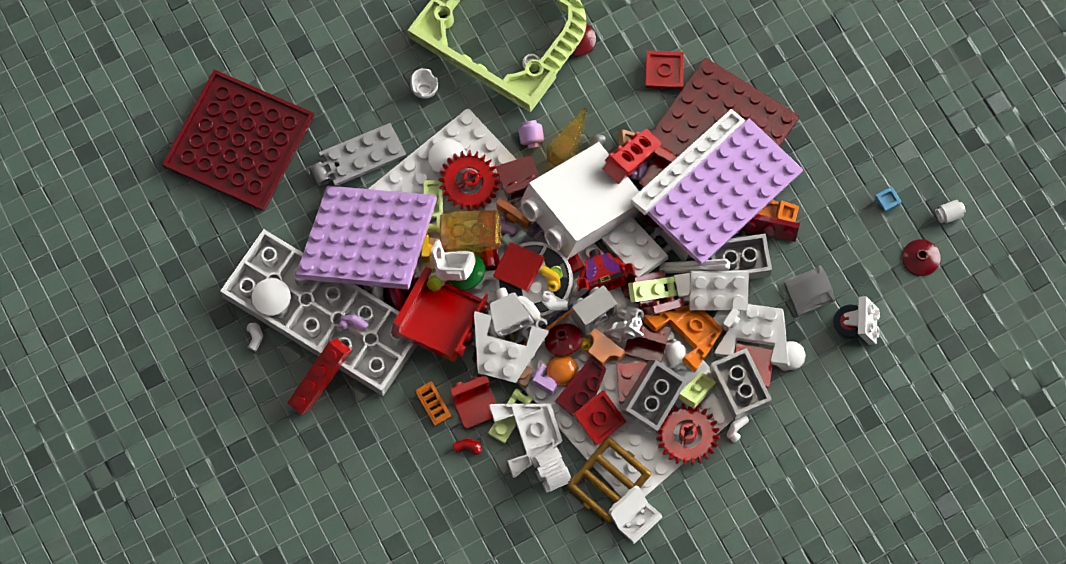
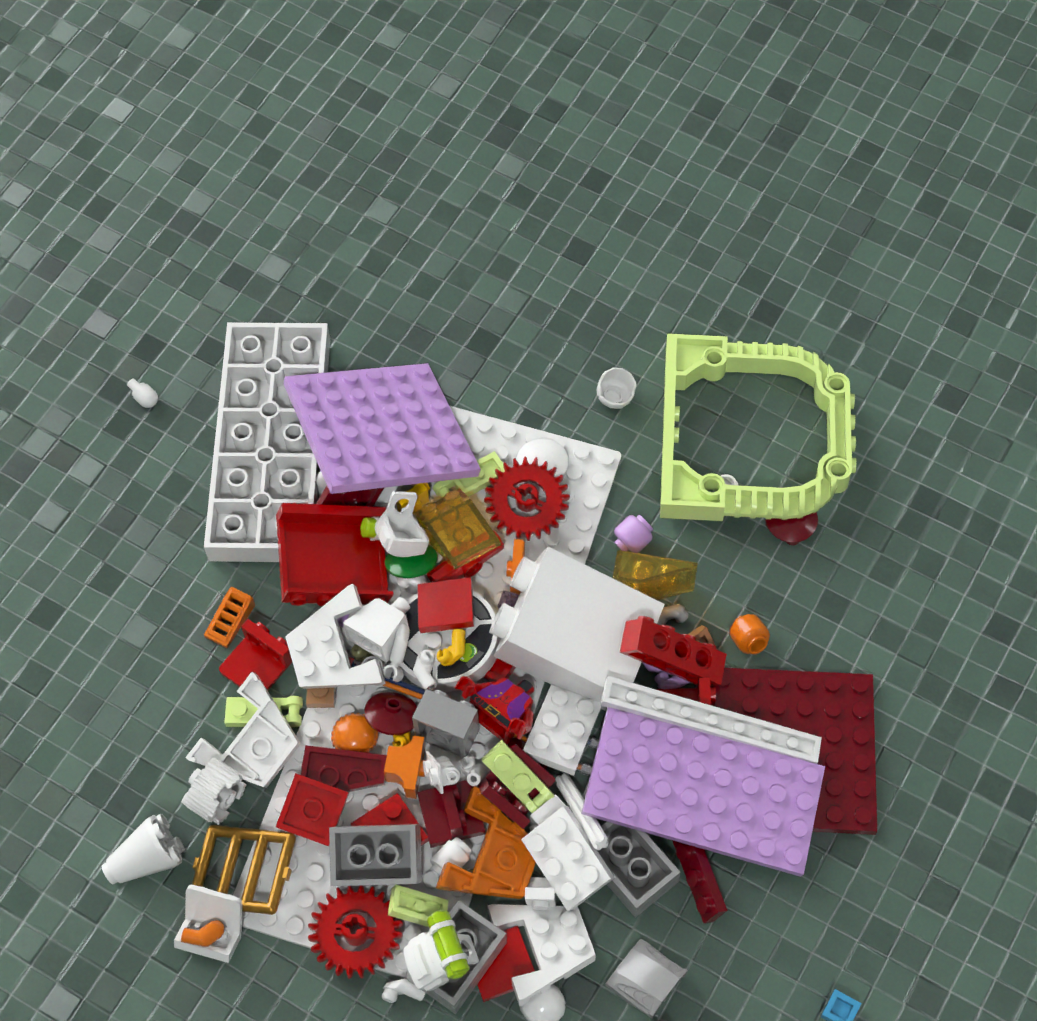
camera: 60 degrees right, 10 degrees down
(230, 374) = (143, 393): none -> white cylinder
(238, 140) = (425, 252): dark red plate -> none
(257, 336) = (205, 394): white arm -> none
(271, 296) = (248, 373): white dish -> none
(319, 376) = (182, 473): red brick -> none
(347, 320) = (269, 469): lavender arm -> none
(358, 156) = (485, 375): light grey hinge -> none
(468, 443) = (200, 683): red arm -> none
(505, 228) = (496, 565): lavender arm -> none
(516, 176) = (570, 541): dark red bracket -> none
(517, 239) = (486, 591): light aqua arm -> none
(546, 384) = (323, 717): lavender bracket -> none
(564, 531) = (144, 852): none -> white cone
(638, 108) = (749, 634): none -> orange head
(641, 520) = (205, 936): none -> orange arm
(664, 70) = (822, 636): red plate -> none
(743, 388) = (438, 954): none -> white piece
(780, 210) = (730, 879): orange slope -> none

